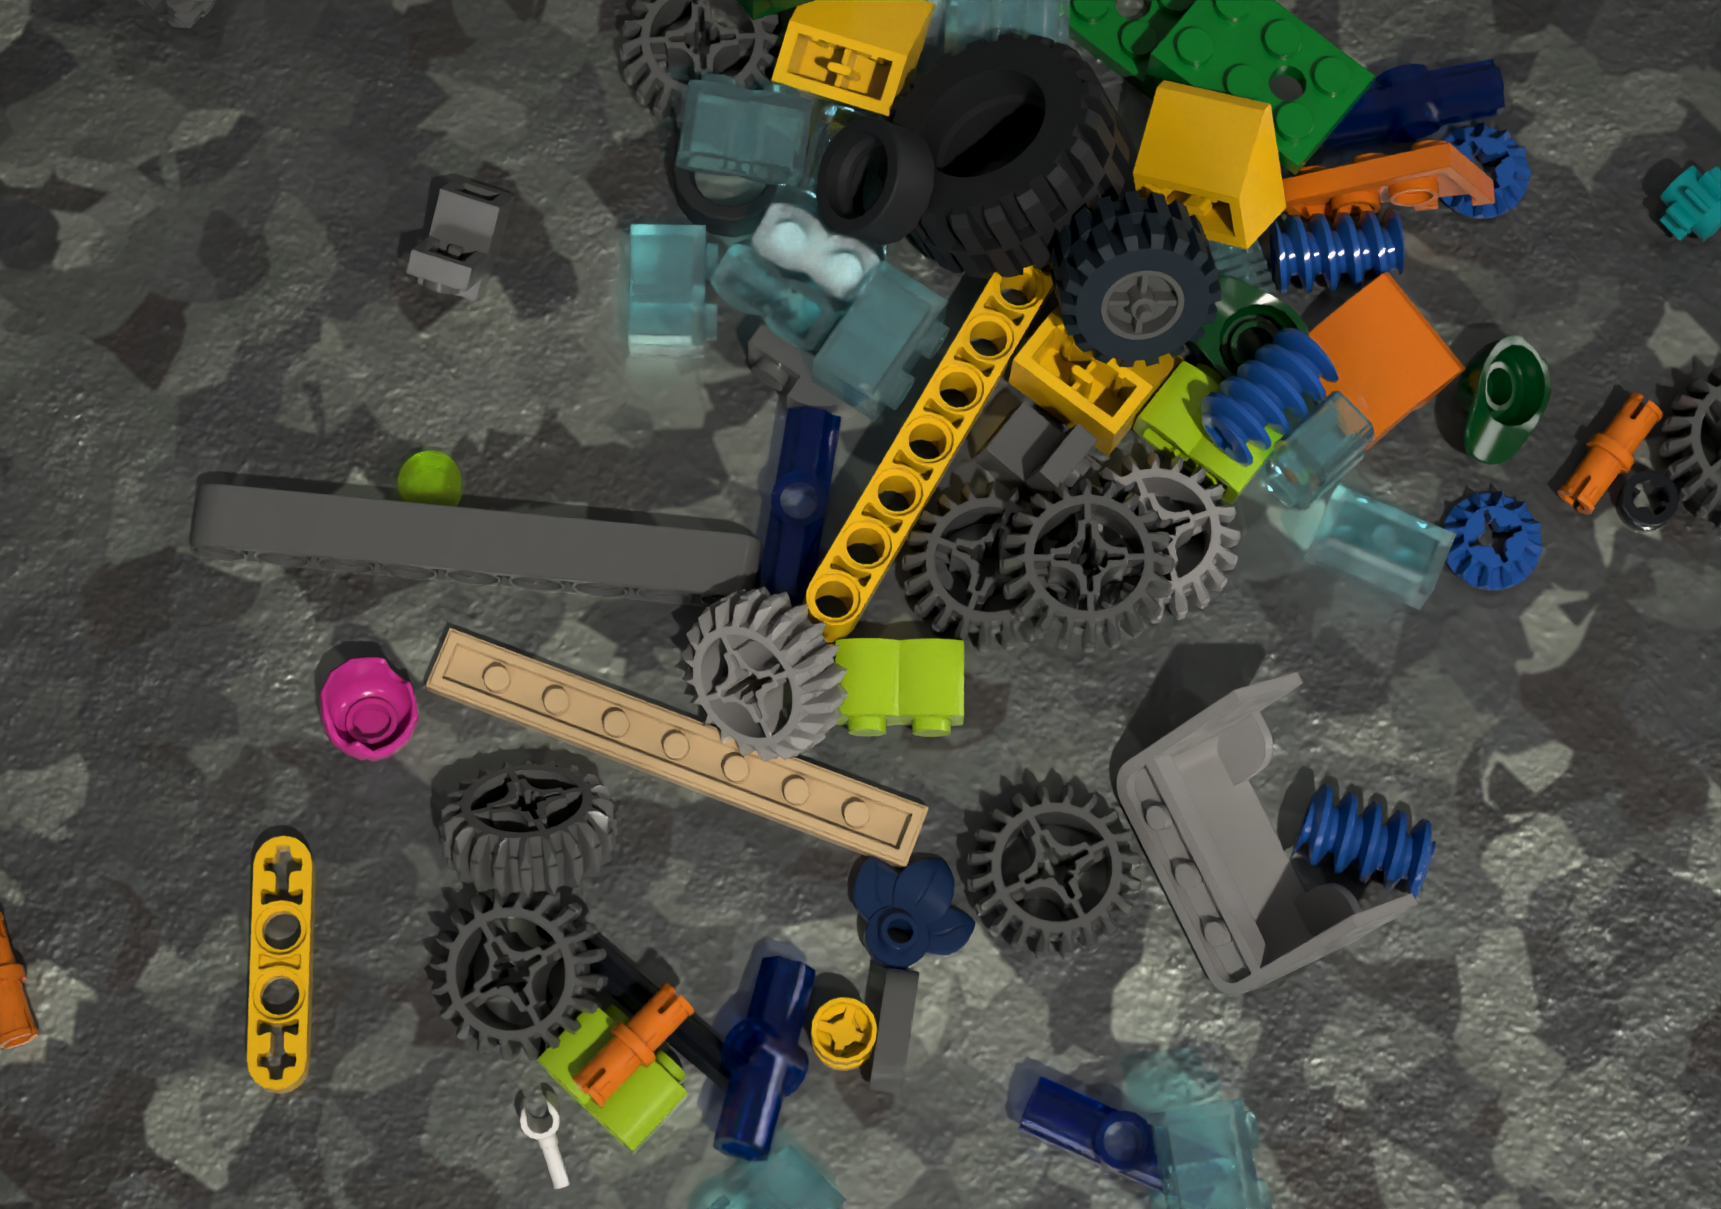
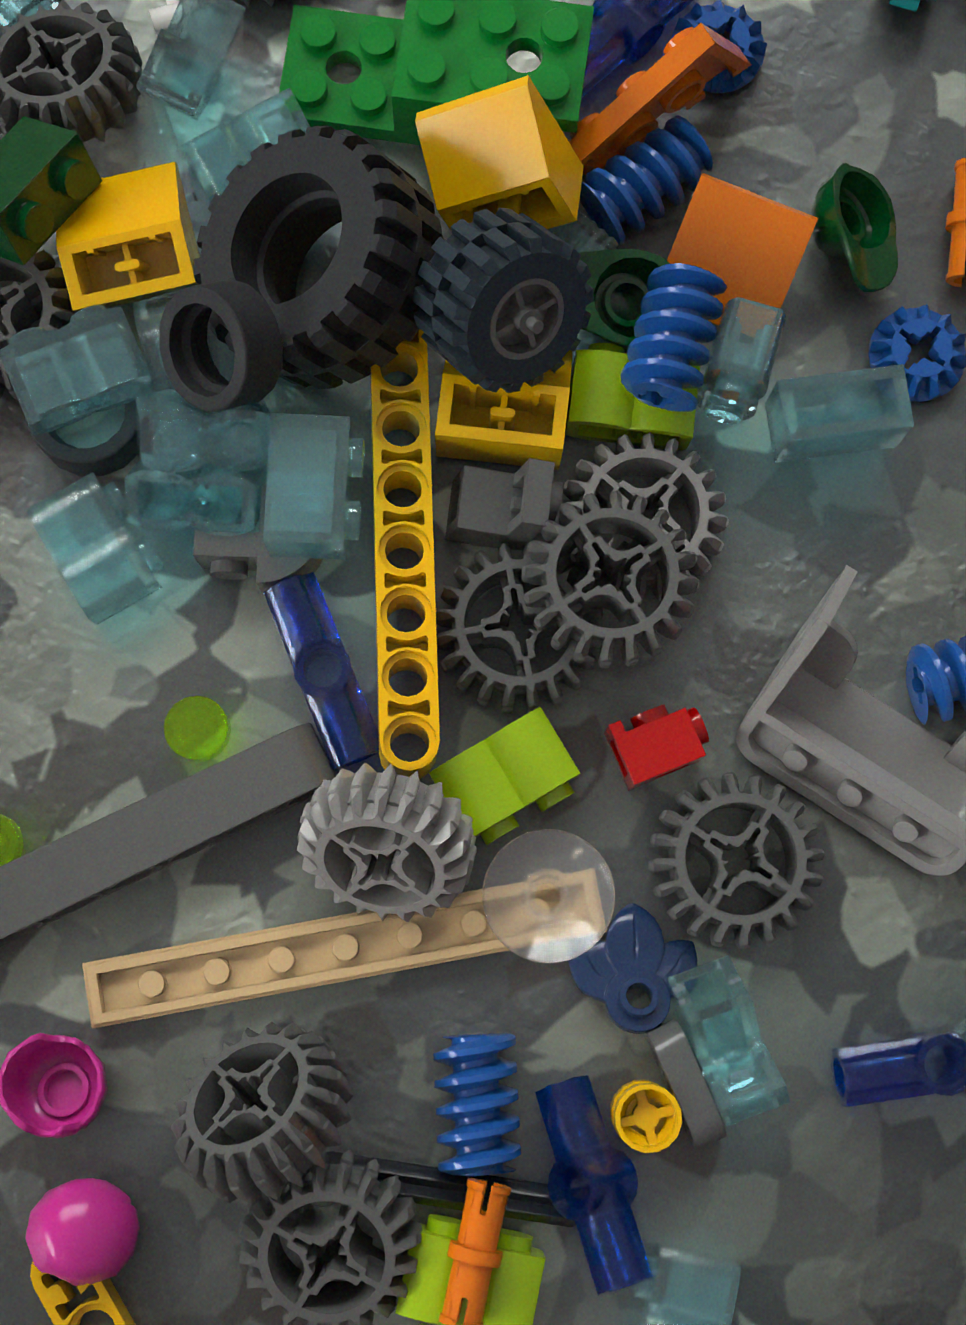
camera: 30 degrees left, 5 degrees up
(322, 841) = (83, 1231): none -> dark pink hair
(662, 492) = (197, 728): none -> clear neon green tile
(707, 935) = (478, 1104): none -> blue piece
(873, 767) = (583, 887): none -> clear dish
(951, 1007) = (727, 1040): none -> clear light blue brick
(1047, 736) = (657, 744): none -> red brick

